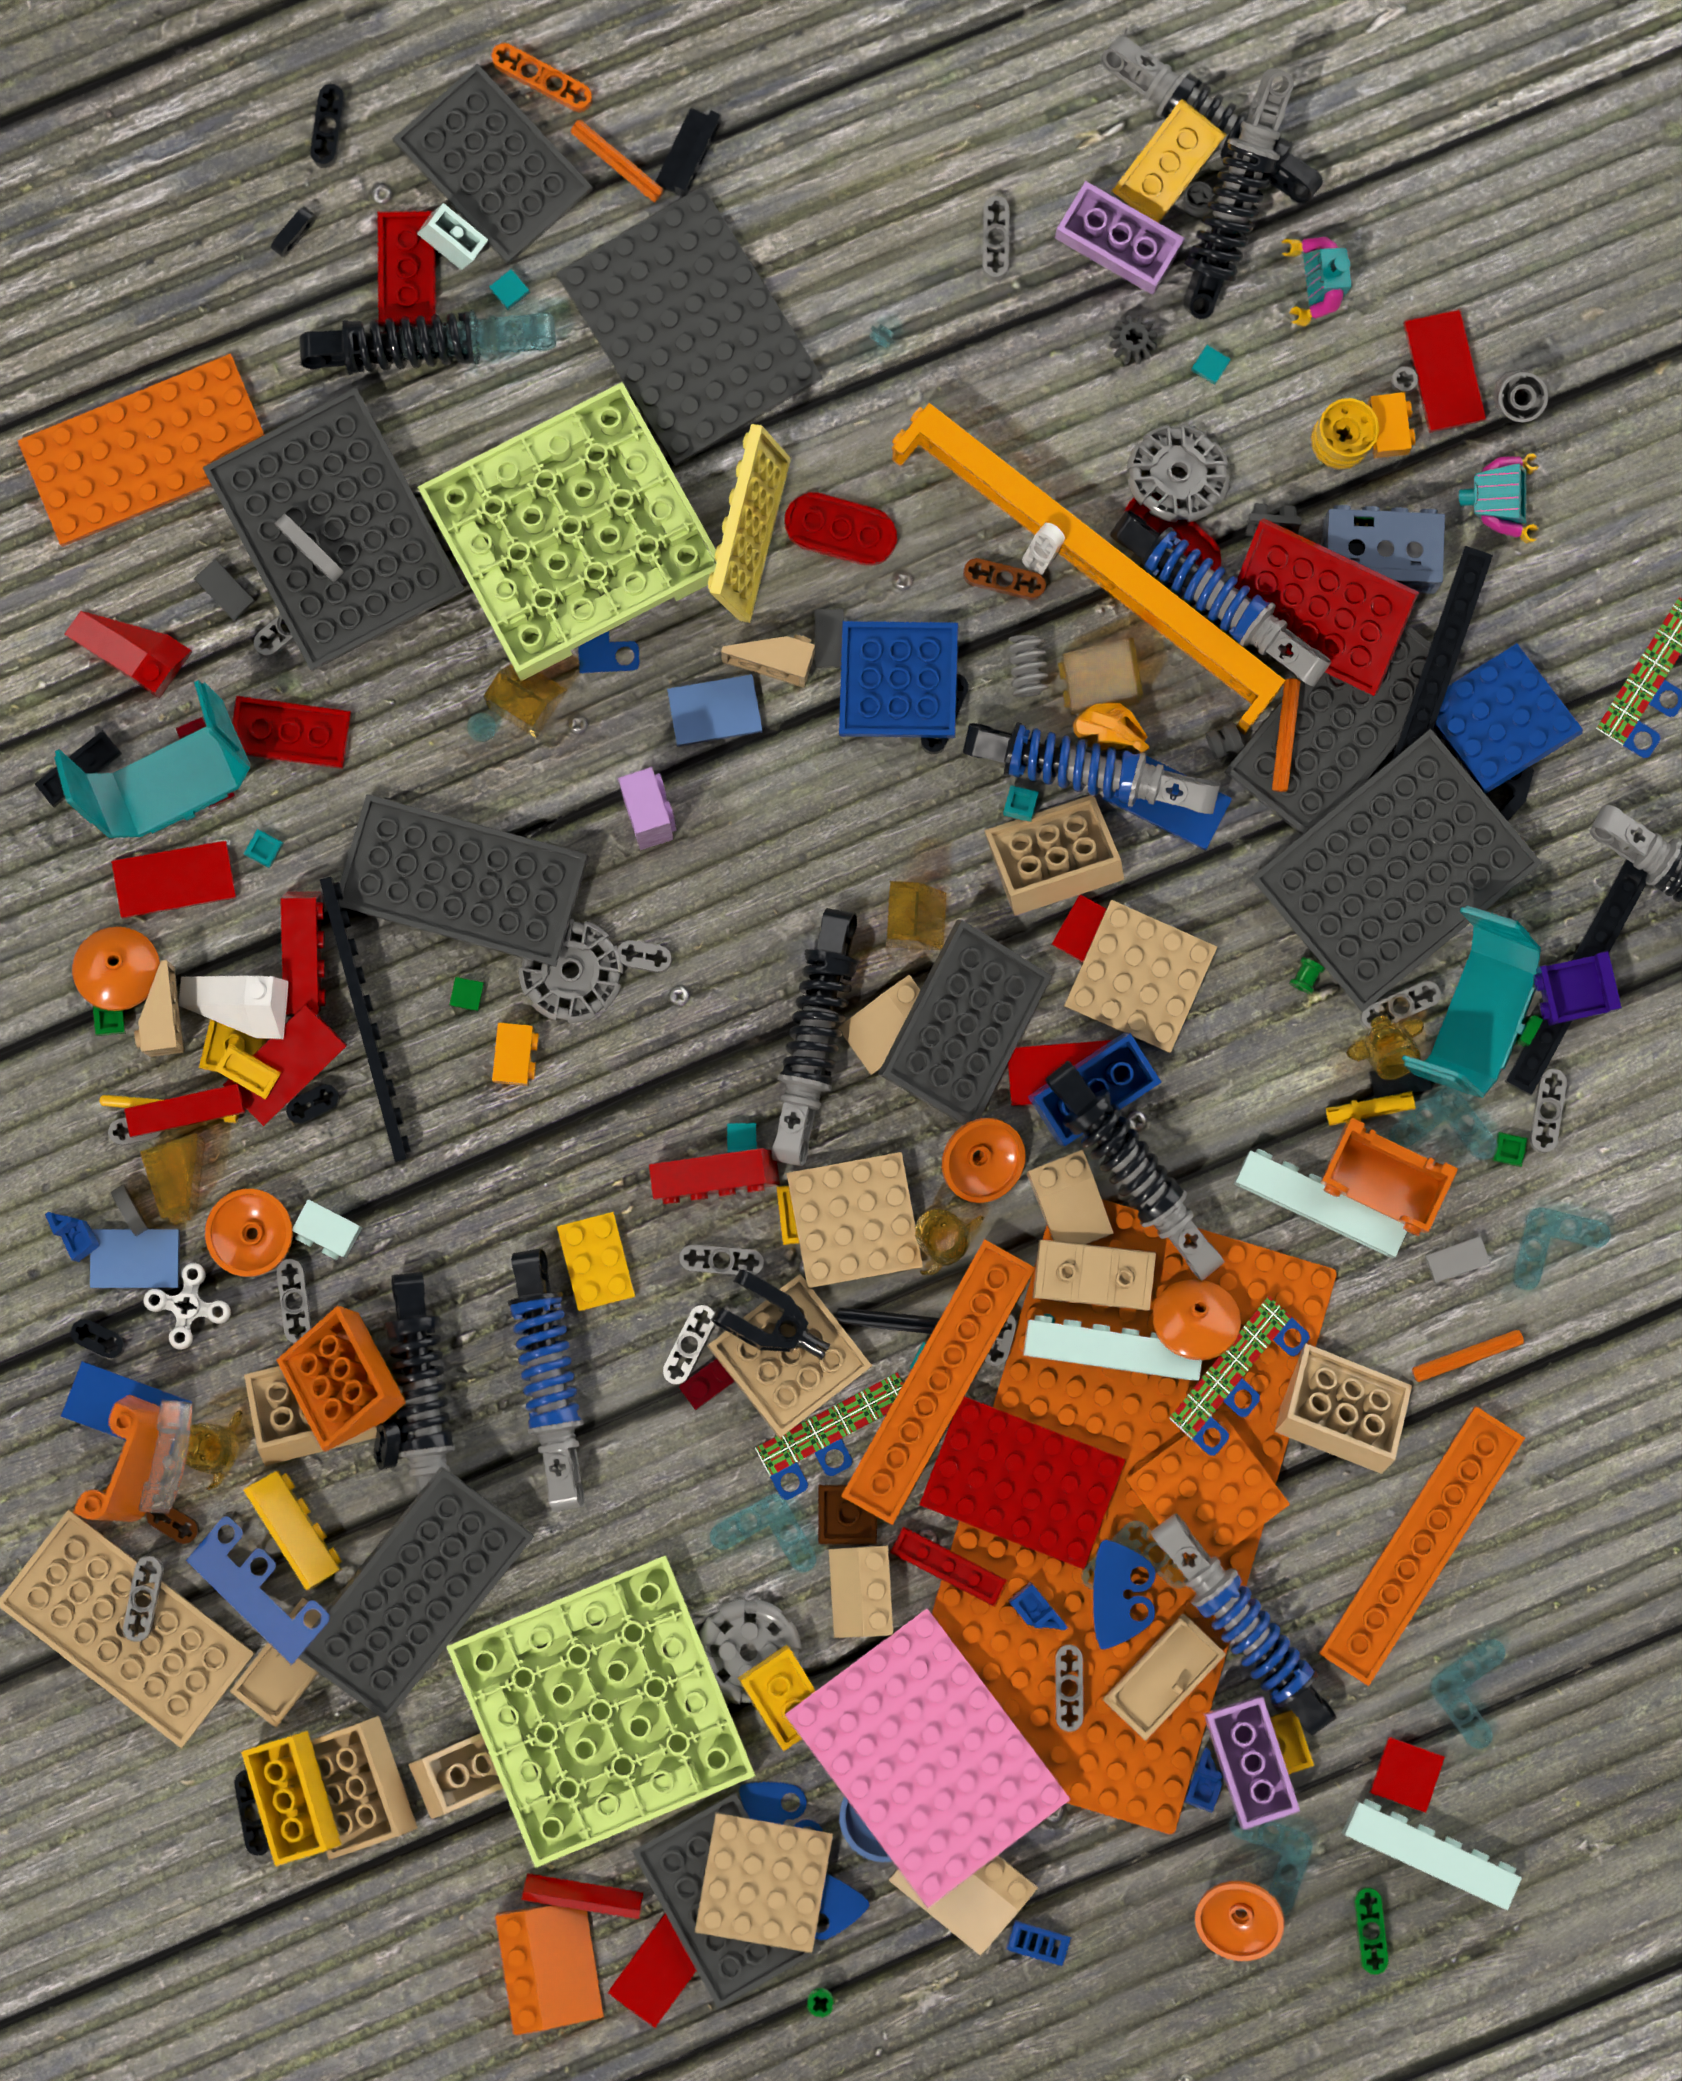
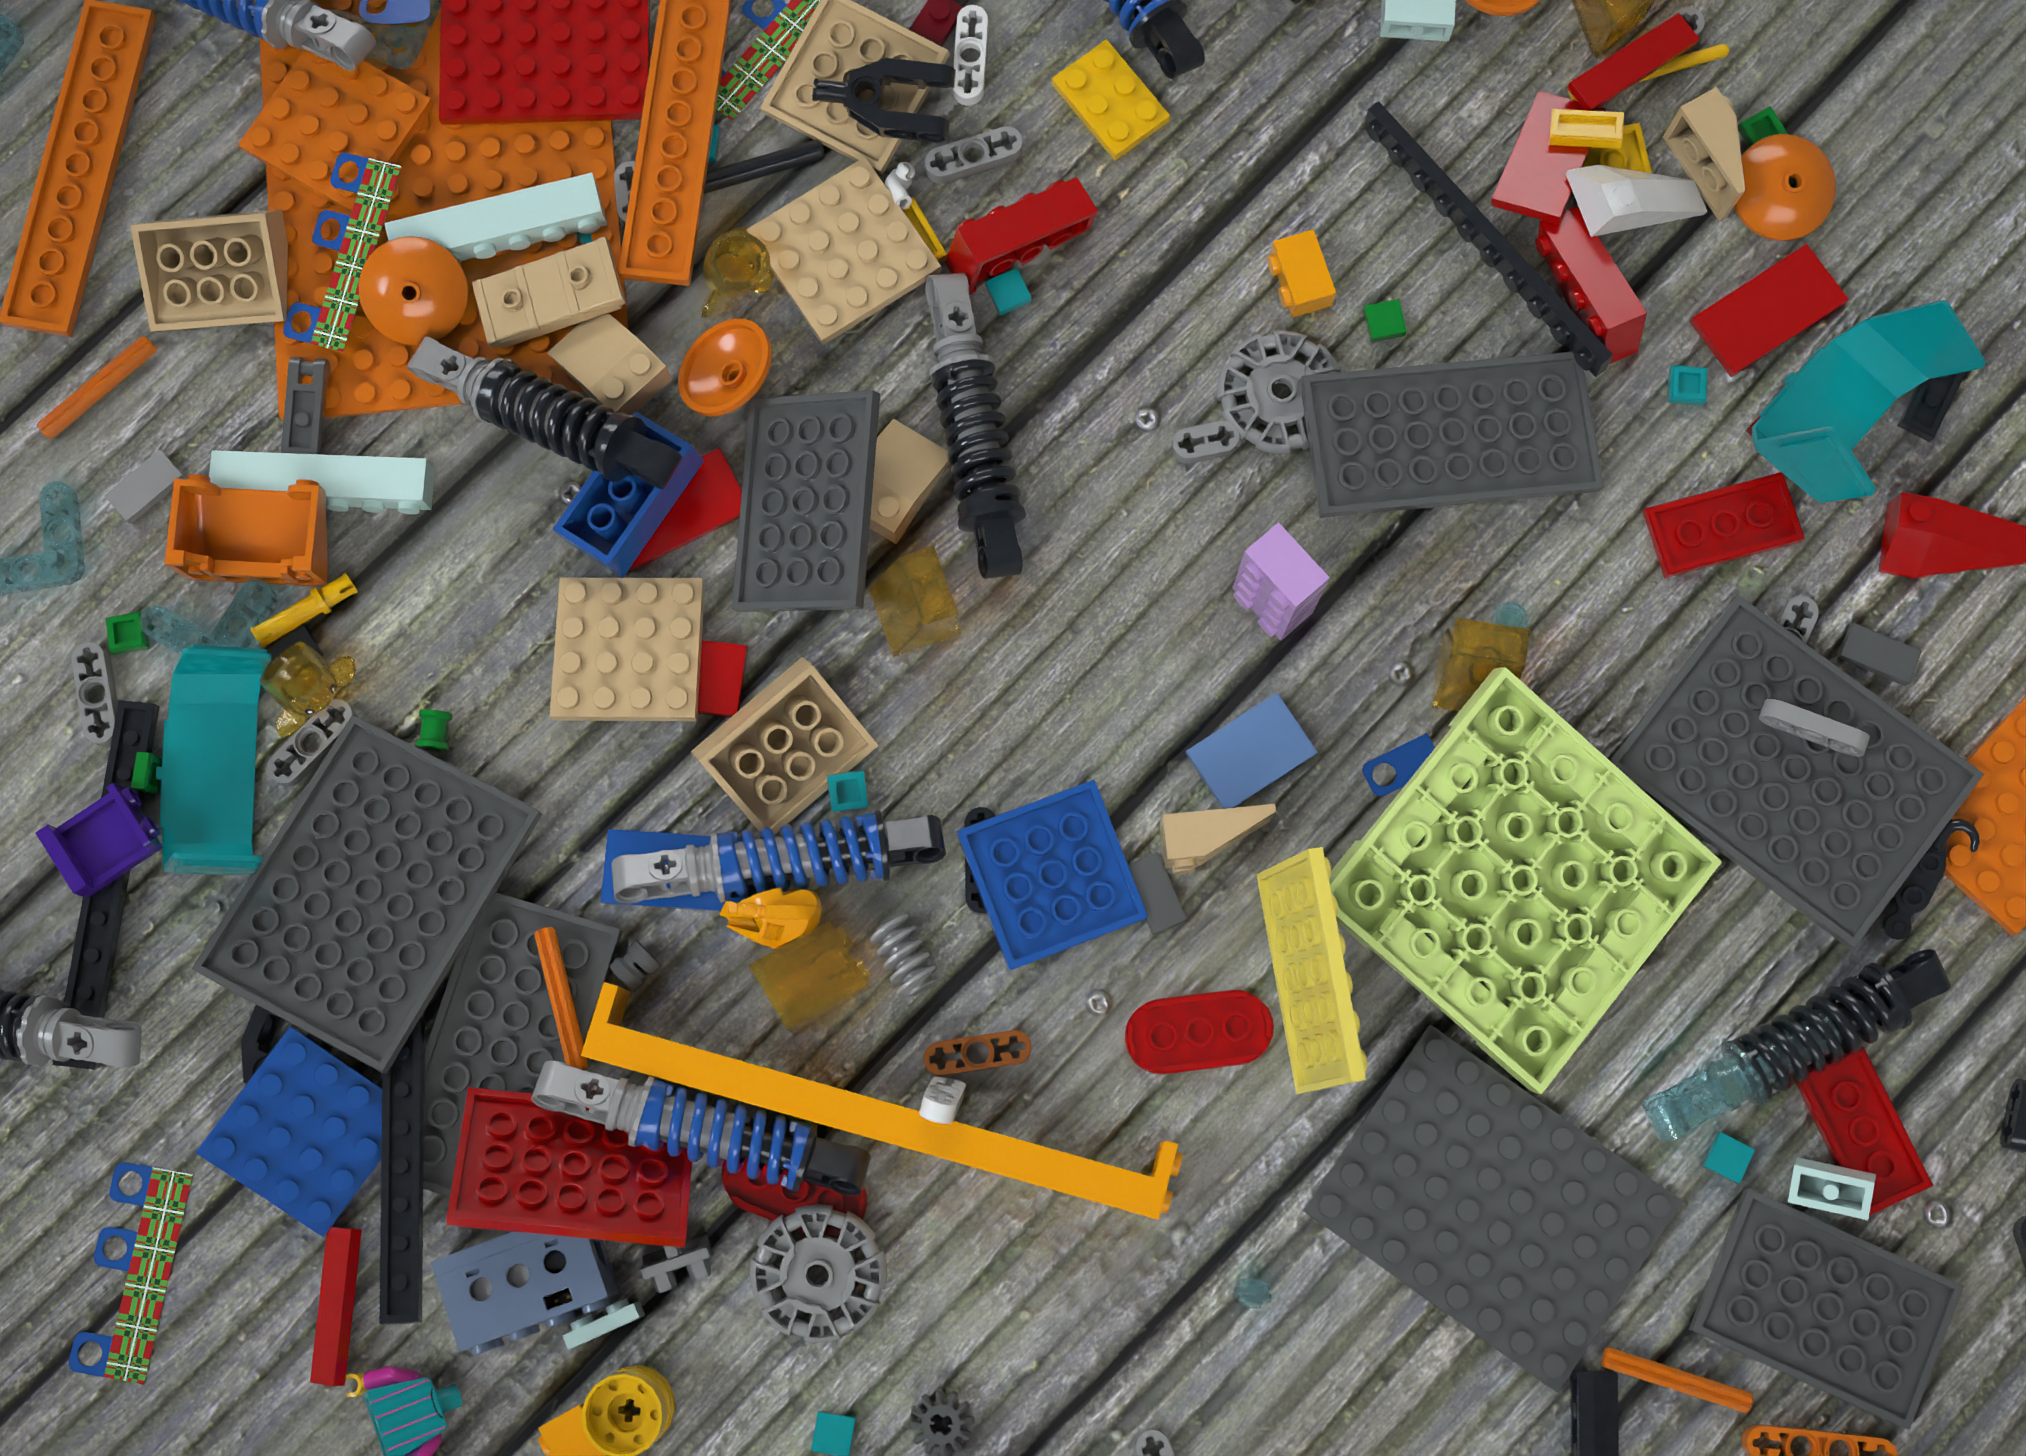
camera: 165 degrees right, 5 degrees down
(279, 415) = (1923, 880): none -> black piece
(309, 1098) = (1490, 131): black beam -> none
(791, 1259) = (898, 183): none -> white arm
(1313, 1263) = (304, 406): none -> dark grey plate
(1326, 500) = (588, 1329): none -> light aqua plate
(1524, 591) = (336, 1306): none -> red tile

